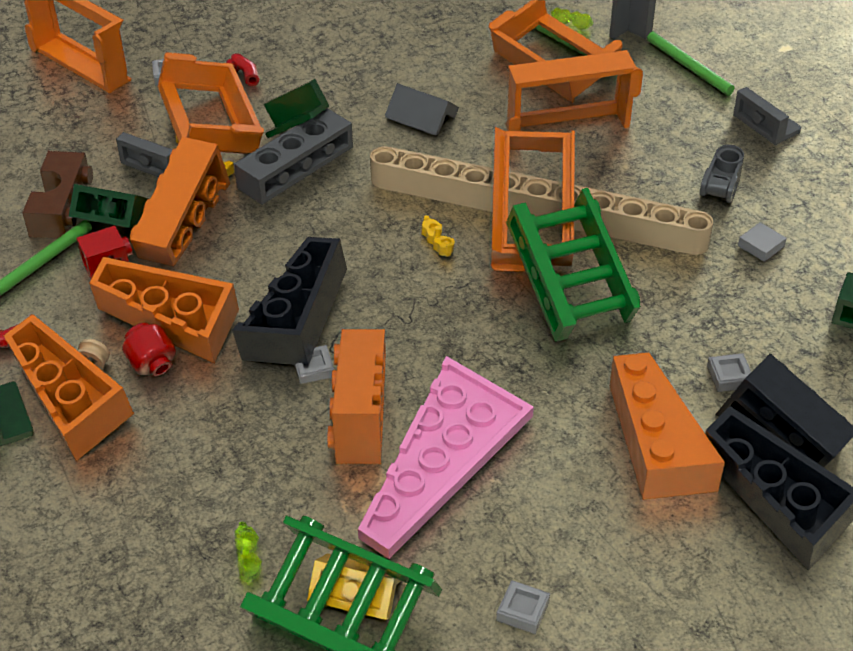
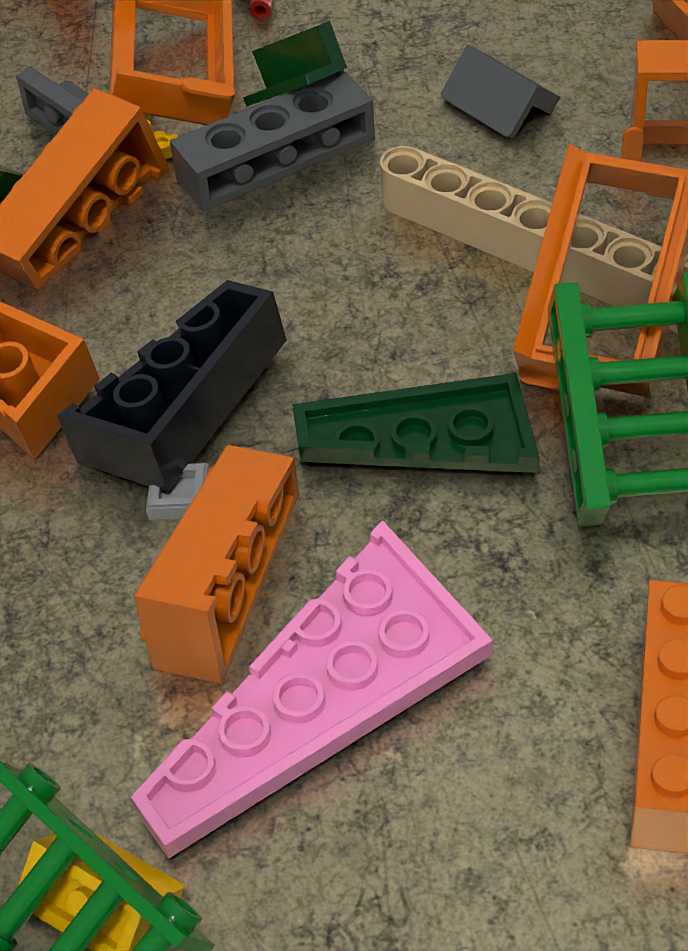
camera: 20 degrees right, 5 degrees up
(433, 232) = (446, 299): yellow piece -> none
(453, 301) = (427, 426): none -> dark green wing

